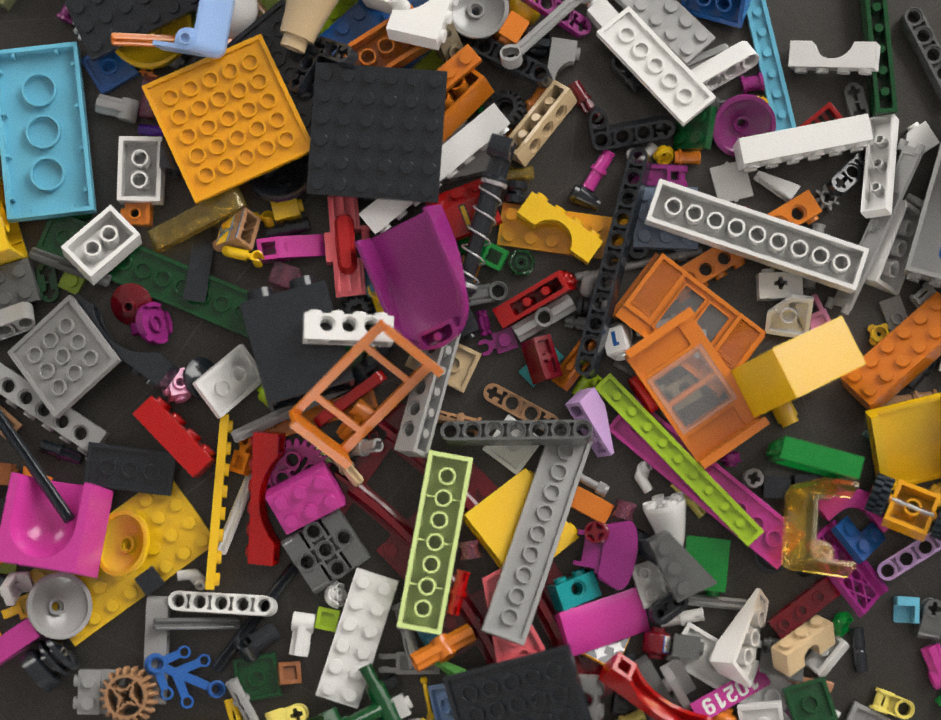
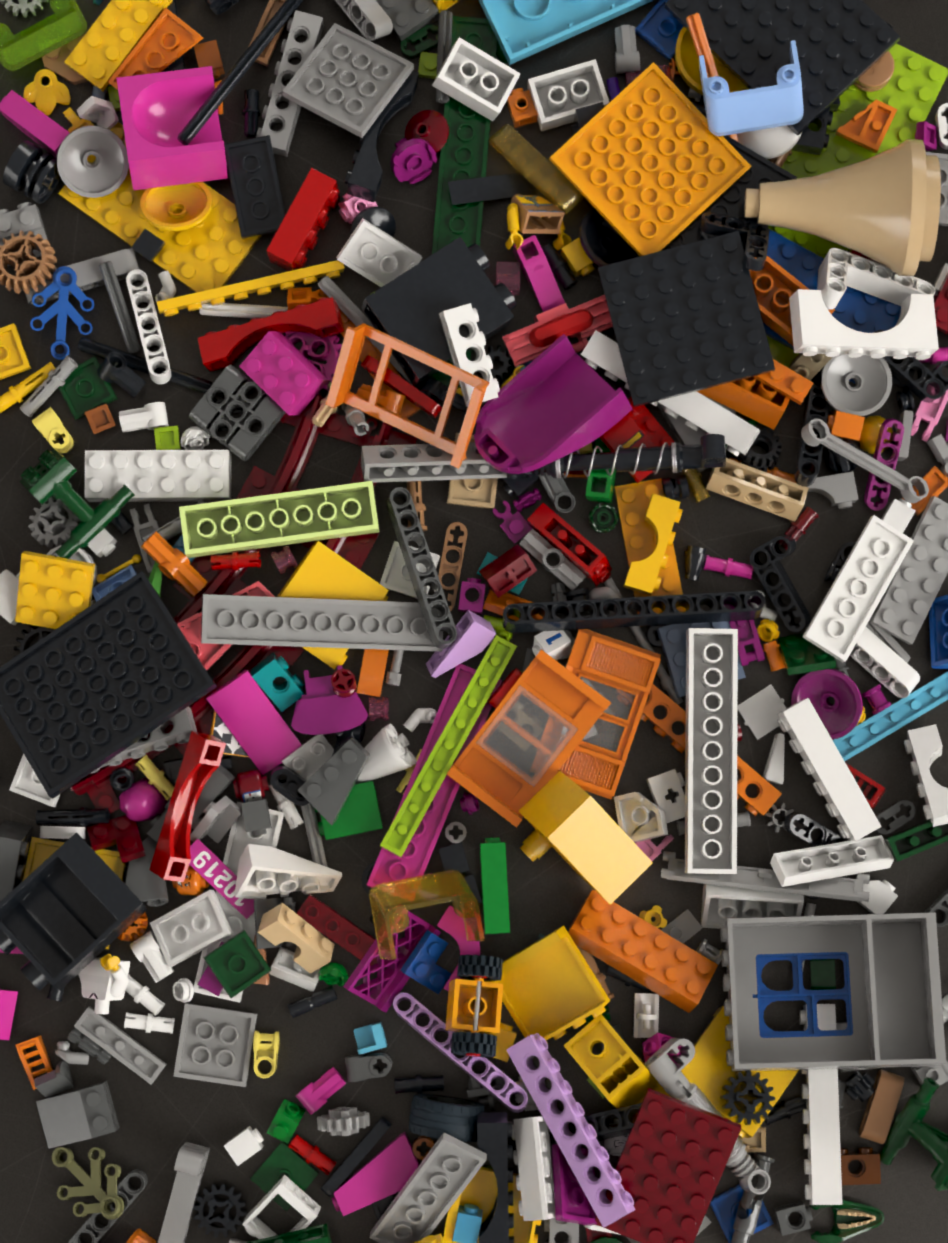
camera: 65 degrees right, 0 degrees up
(563, 397) = (476, 606): none -> magenta brick

